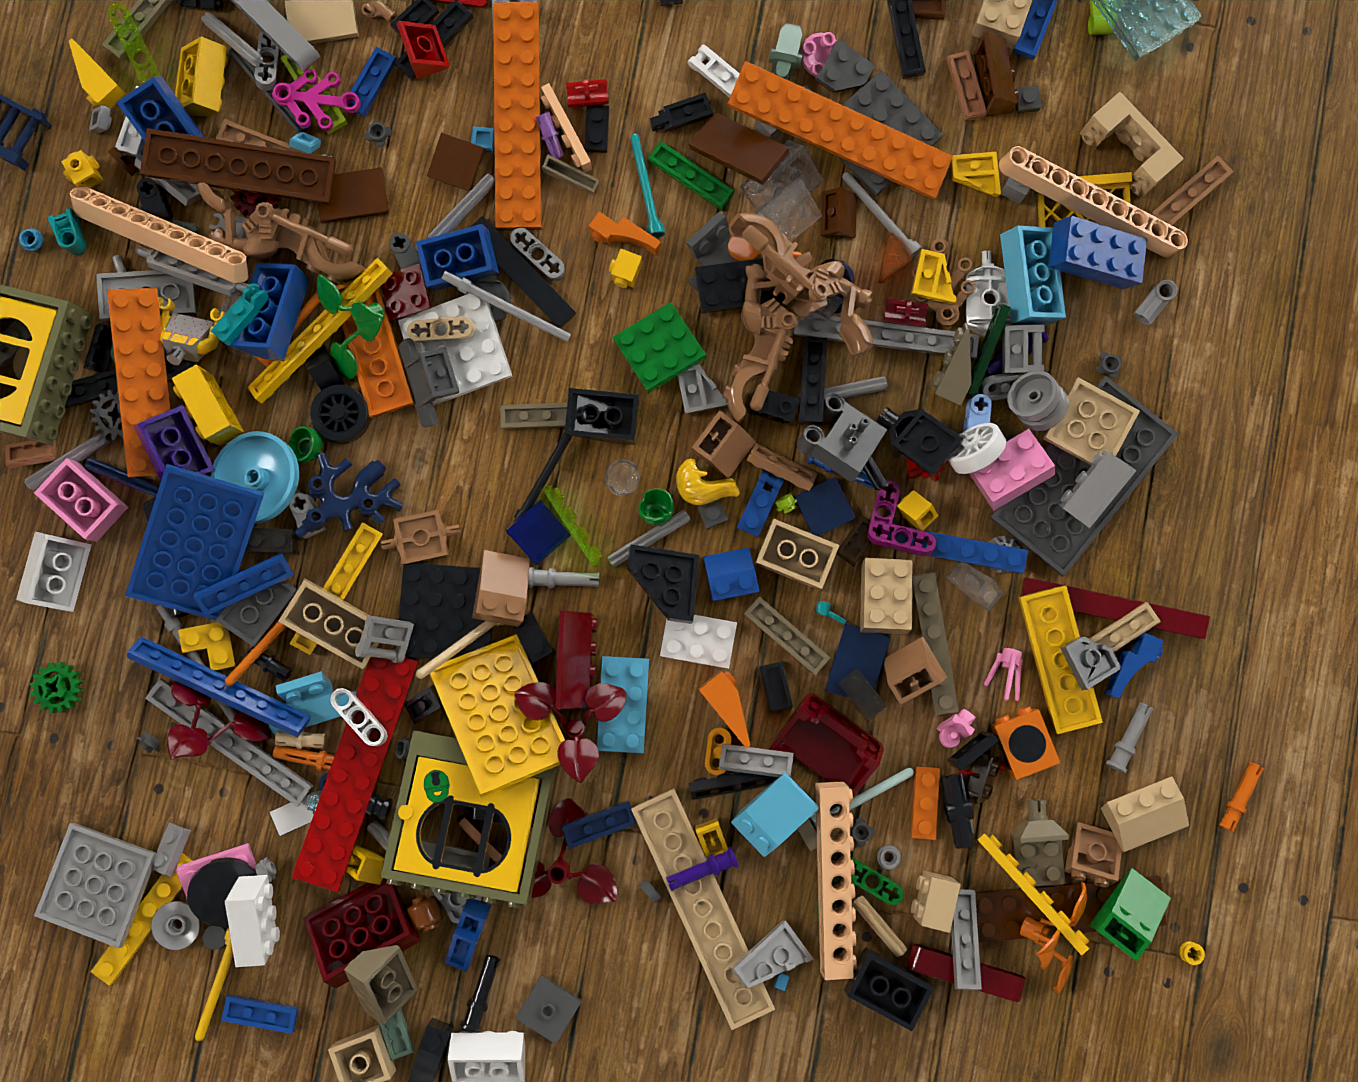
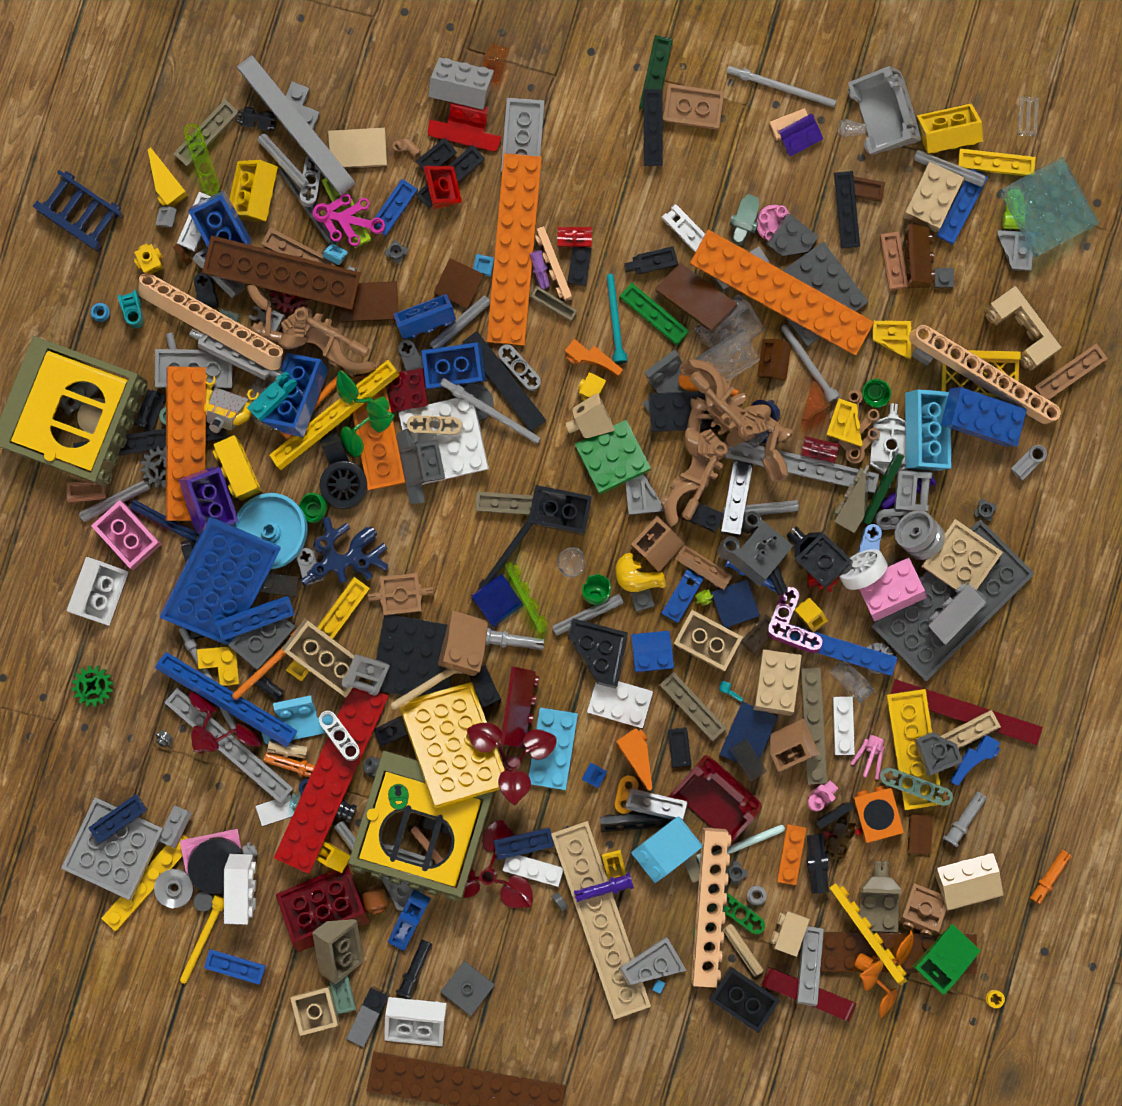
camera: 10 degrees right, 0 degrees up
(96, 848) = (118, 819): none -> dark blue plate
(418, 205) = (425, 317): none -> blue slope
(615, 854) = (533, 869): none -> white plate
(628, 303) = (590, 418): none -> tan torso
(676, 731) = (594, 775): none -> blue plate
(965, 239) = (876, 393): none -> green hair
(970, 640) = (843, 726): none -> white plate
(1068, 704) = (915, 788): none -> sand green beam
(1076, 761) = (919, 834): none -> reddish brown panel
(1110, 57) = (1016, 250): none -> light grey wing

